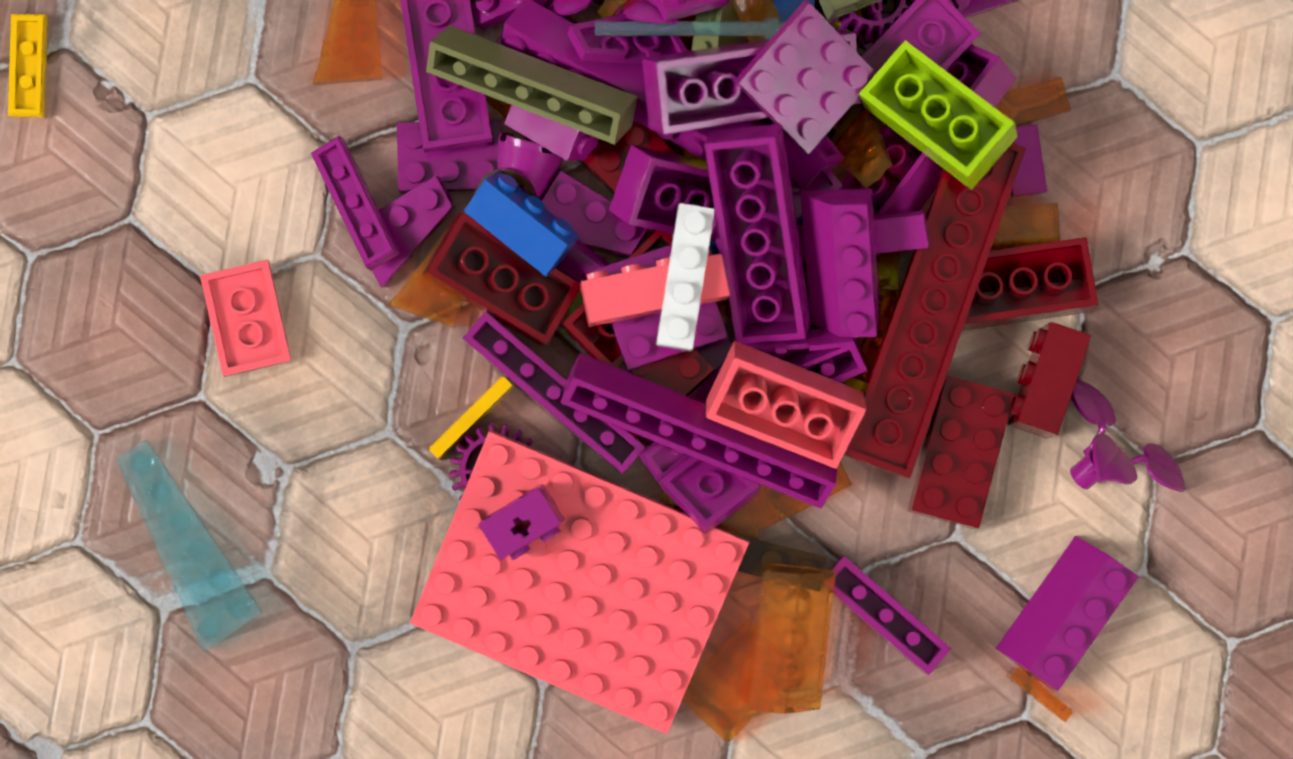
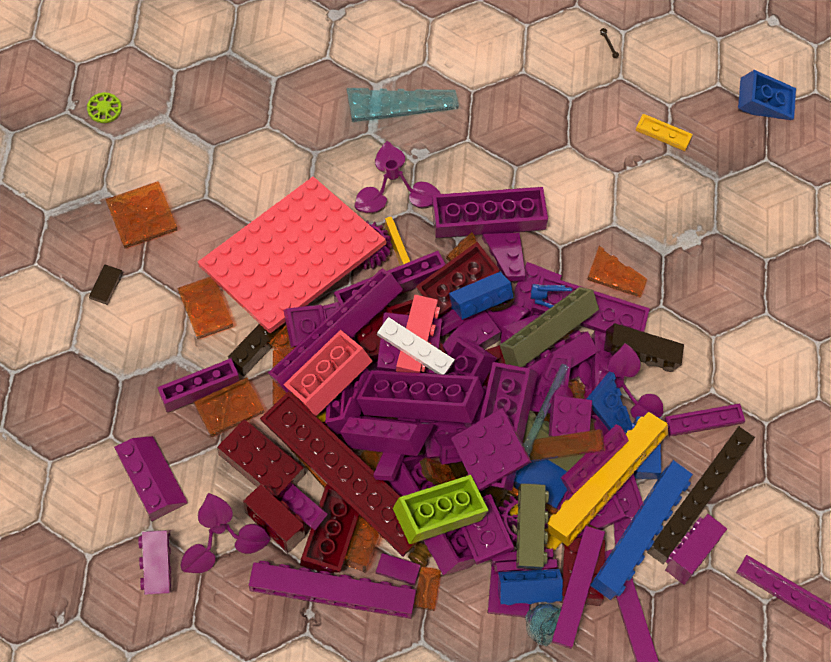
camera: 115 degrees right, 20 degrees down
(246, 318) = (495, 170): coral plate -> none
(305, 509) = (390, 160): none -> magenta plant
(338, 290) = (489, 212): none -> magenta brick
(355, 203) = (529, 237): magenta tile -> none
(464, 134) = (539, 292): none -> blue plant
(501, 525) = (333, 231): magenta brick -> none
(791, 639) = (211, 330): clear orange slope -> none
(892, 551) = (228, 407): none -> clear orange plate
(1010, 342) = (304, 507): none -> magenta plate
(1039, 694) = (107, 448): clear orange tile -> none
(1110, 240) = (332, 590): none -> magenta brick
(1197, 531) = (155, 562): none -> wedge

